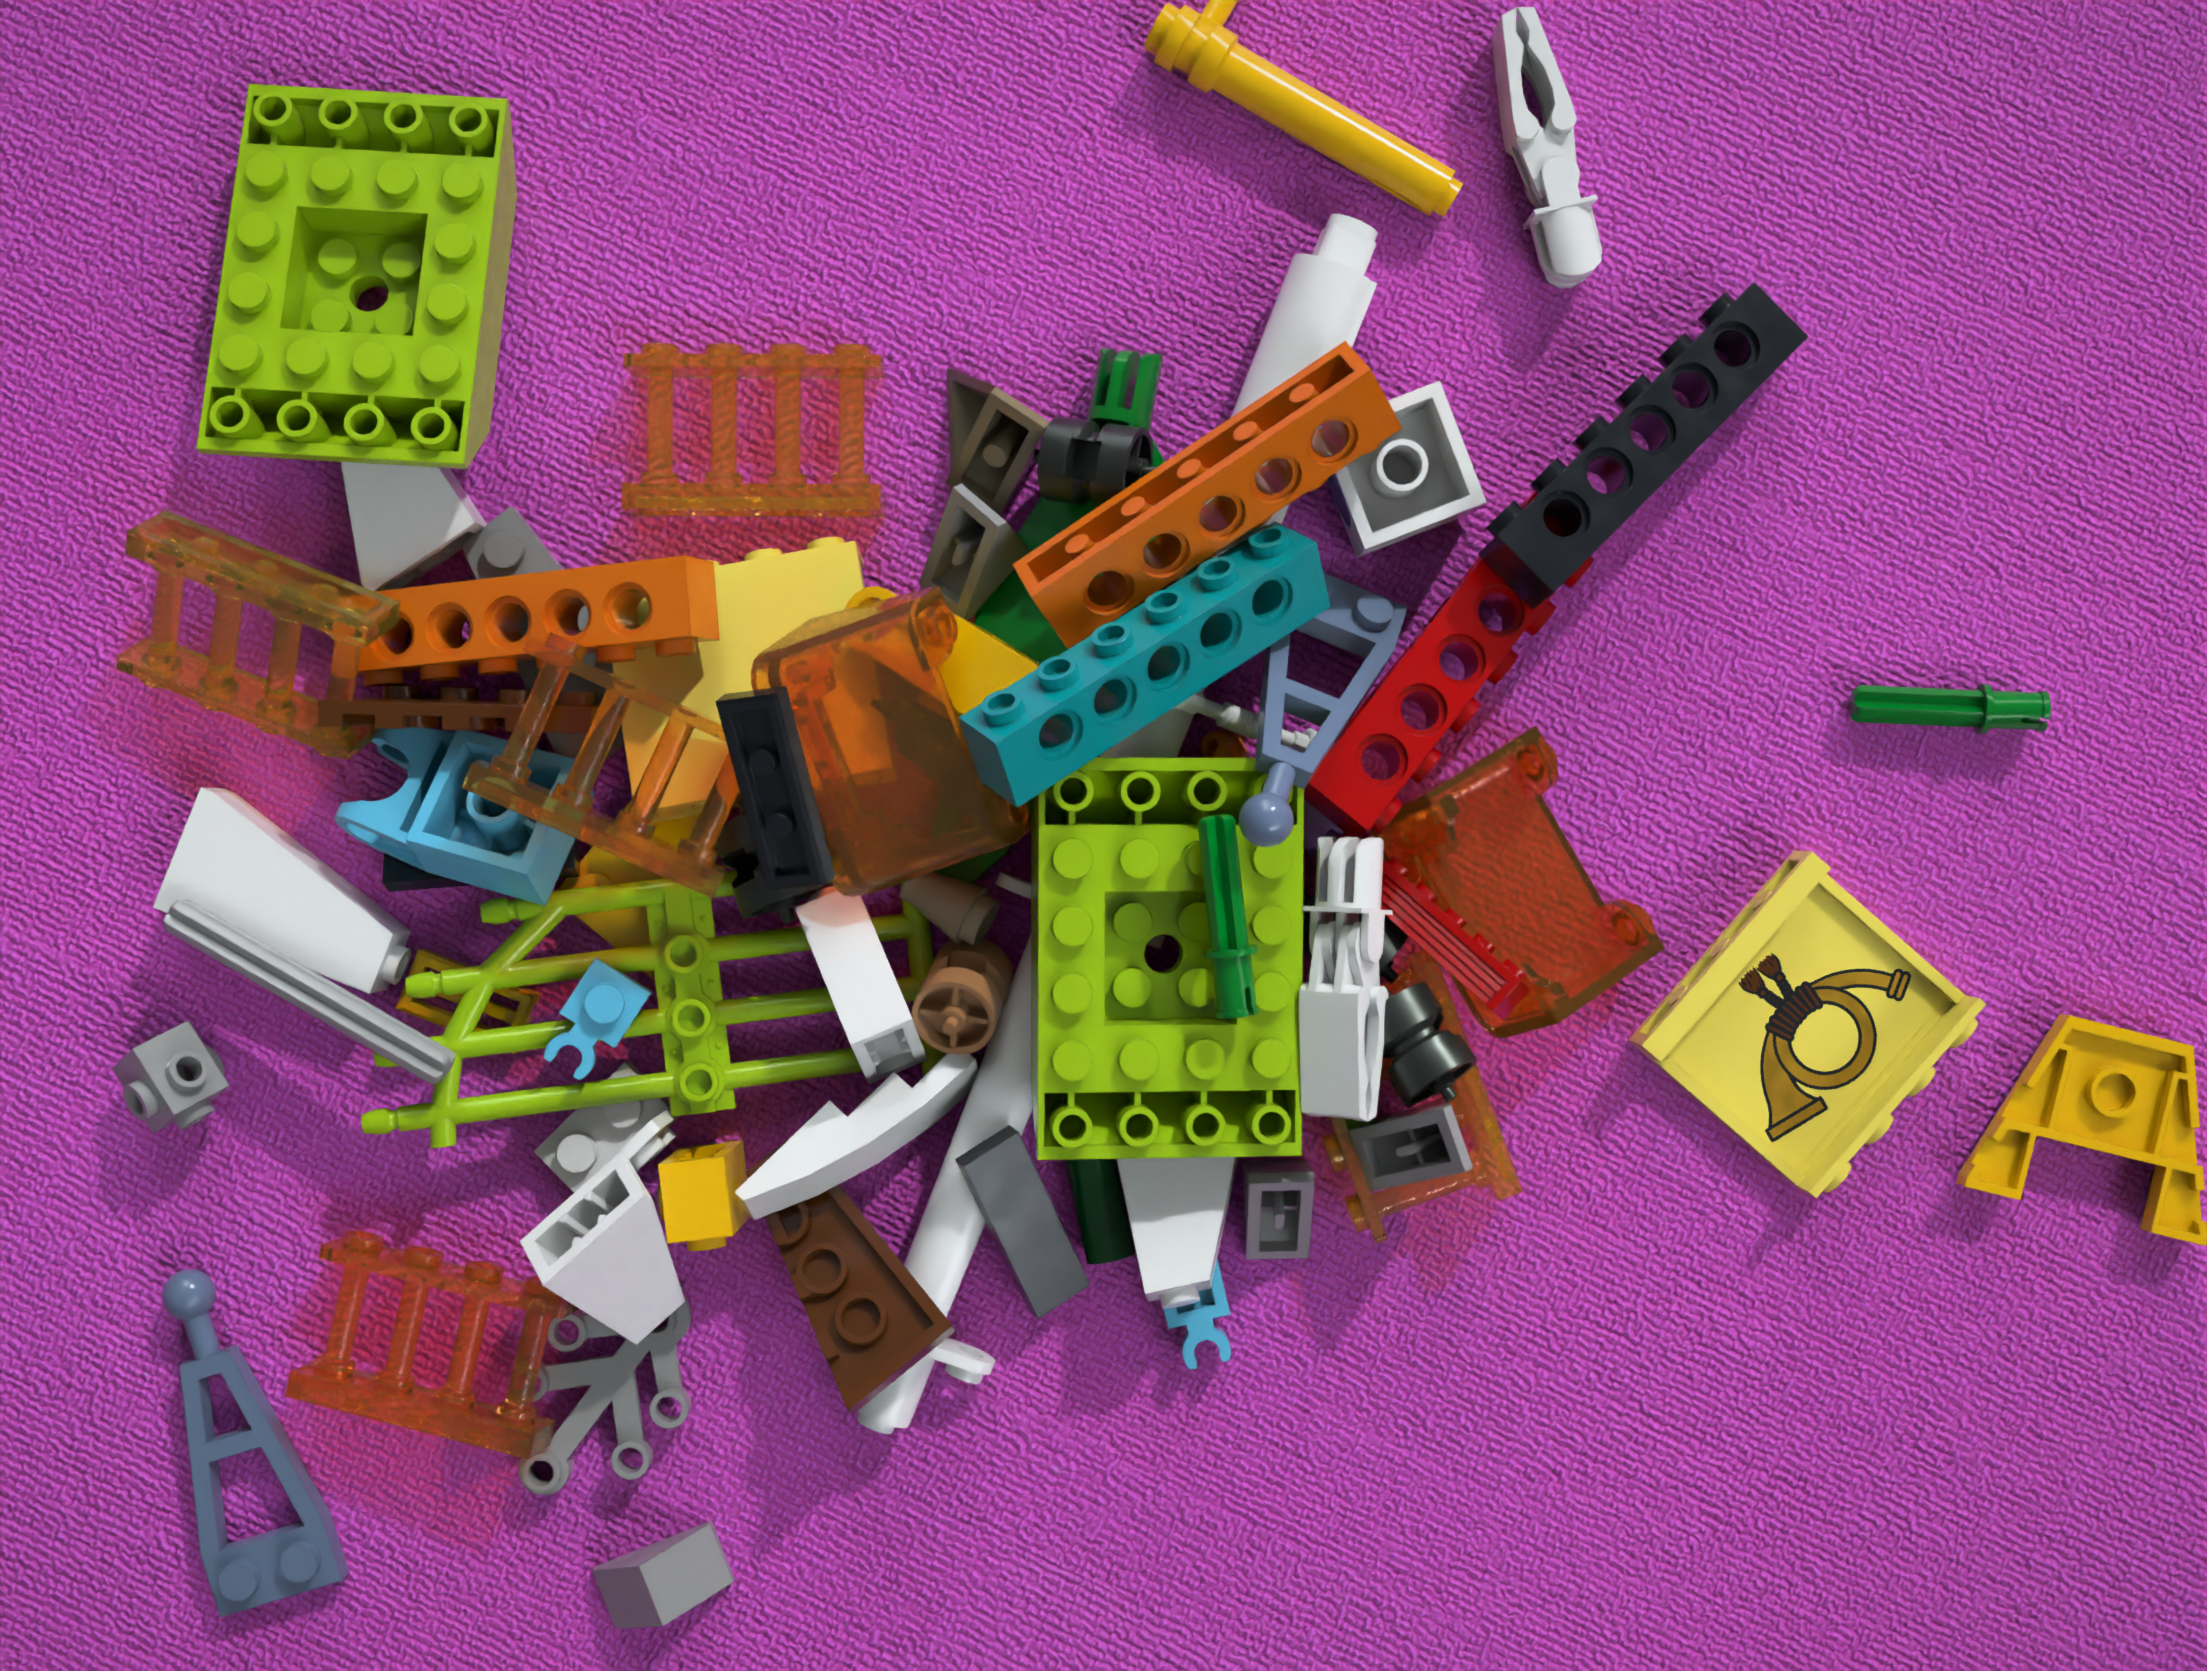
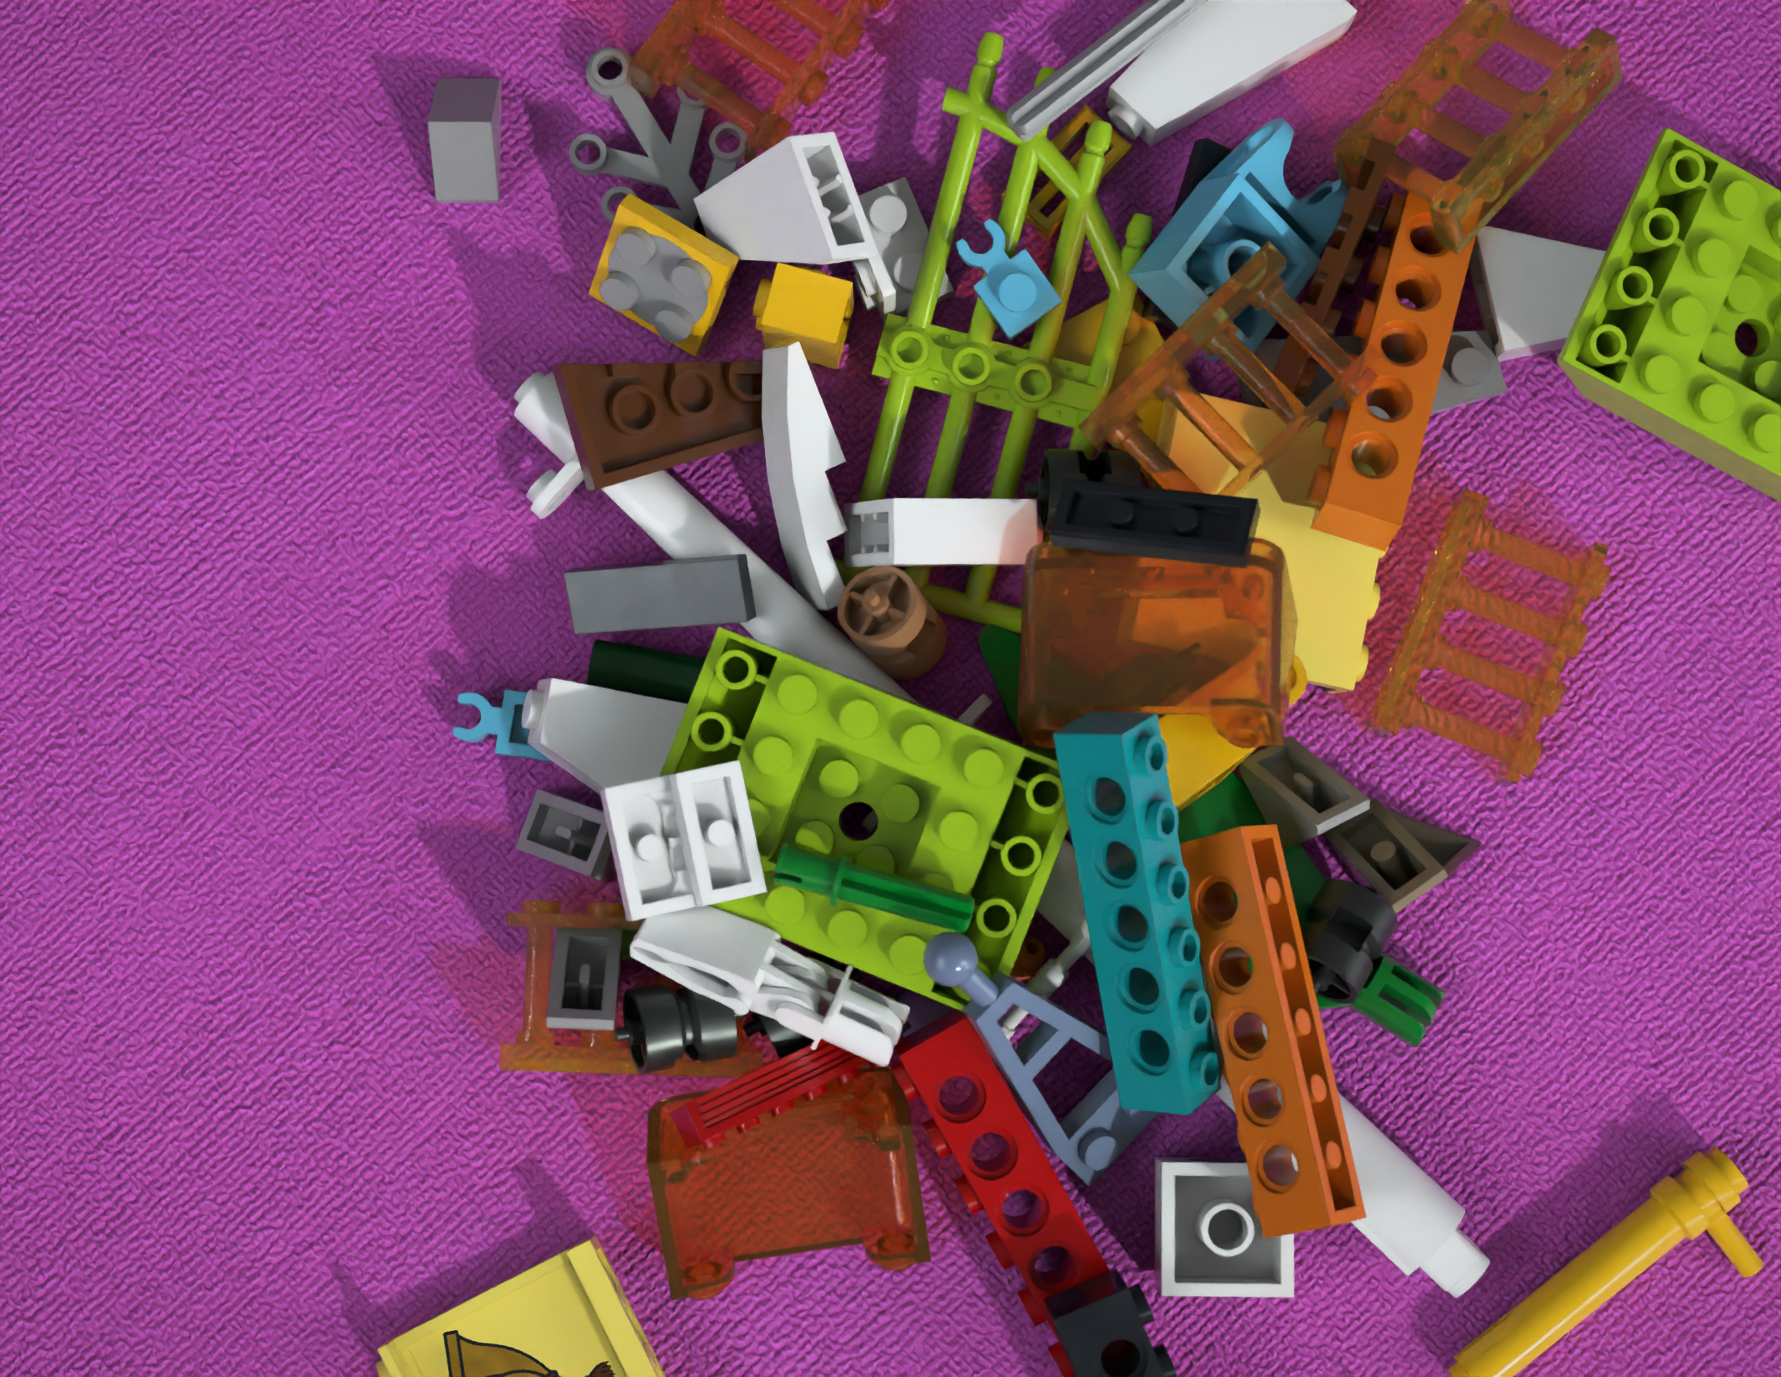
camera: 110 degrees right, 5 degrees down
(719, 1342) = (663, 274): none -> piece
(953, 905) = (979, 646): dark tan cone -> none
(1252, 1112) = (683, 840): none -> white slope

